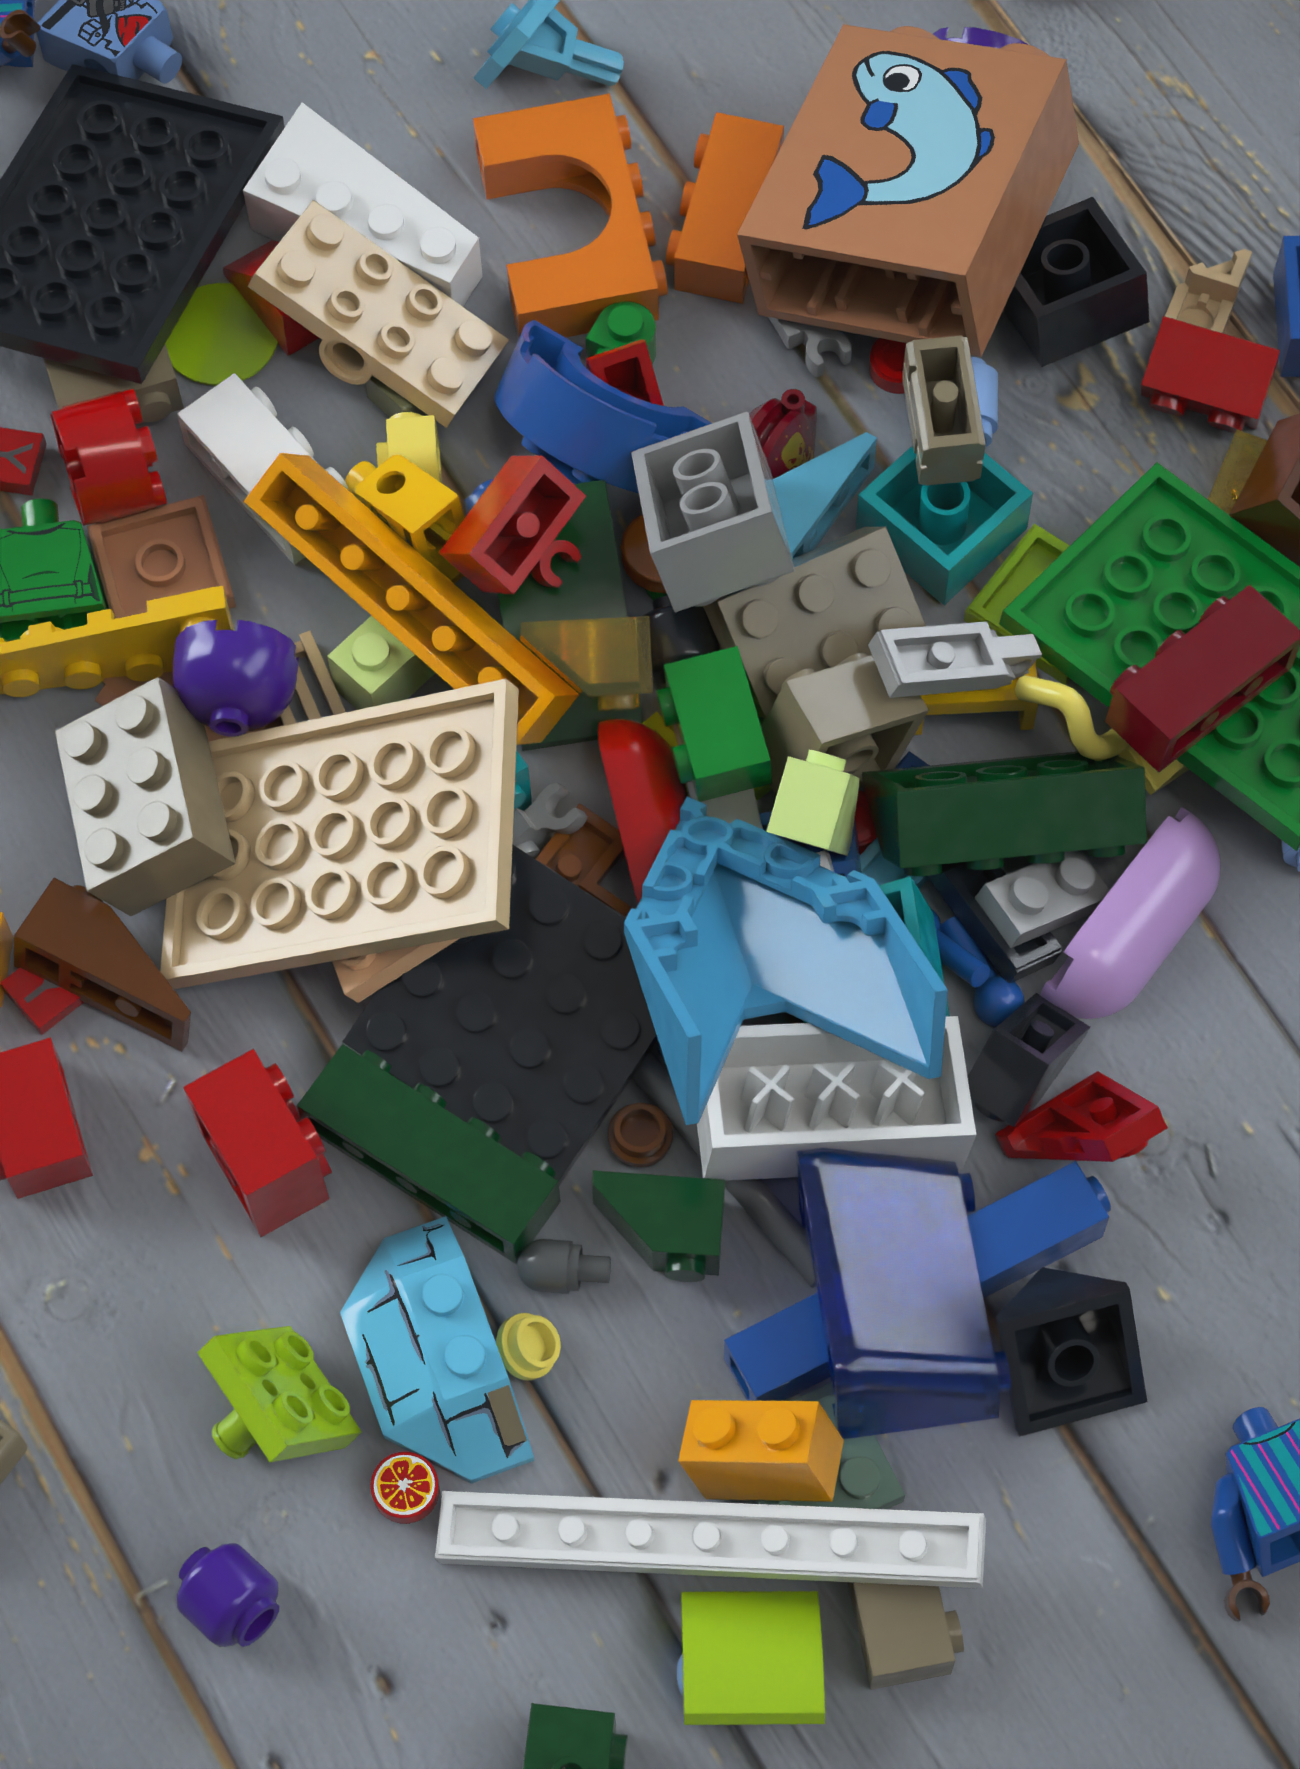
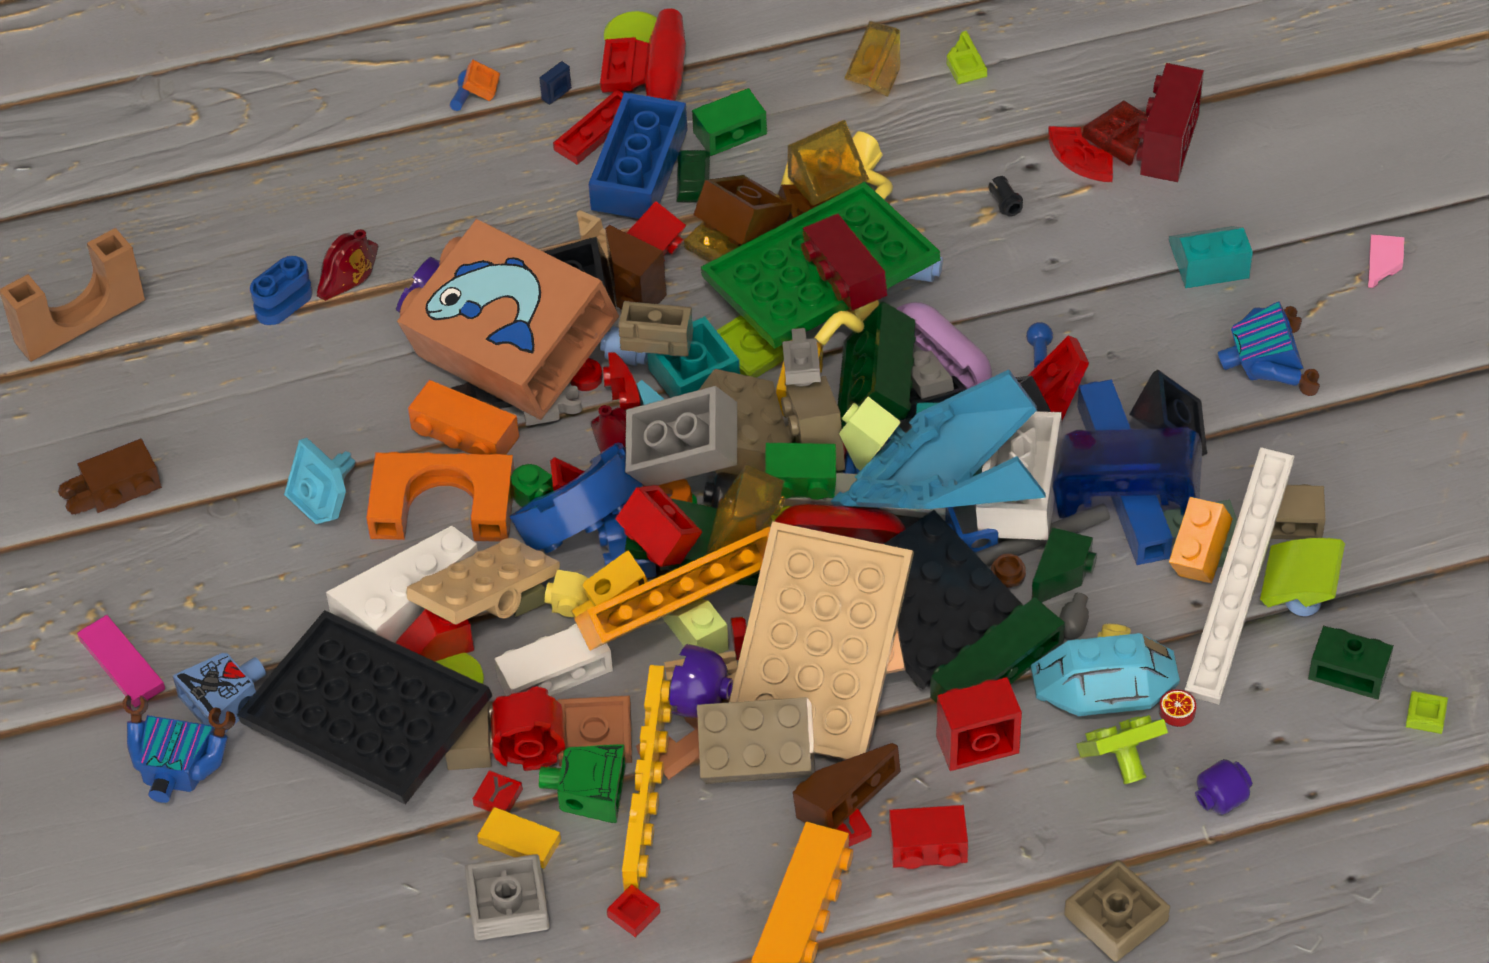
camera: 75 degrees left, 15 degrees down
(883, 417) = (621, 382): none -> red slope
(1107, 360) = (634, 268): none -> reddish brown slope
(1217, 1079) = (1039, 336): none -> blue bar

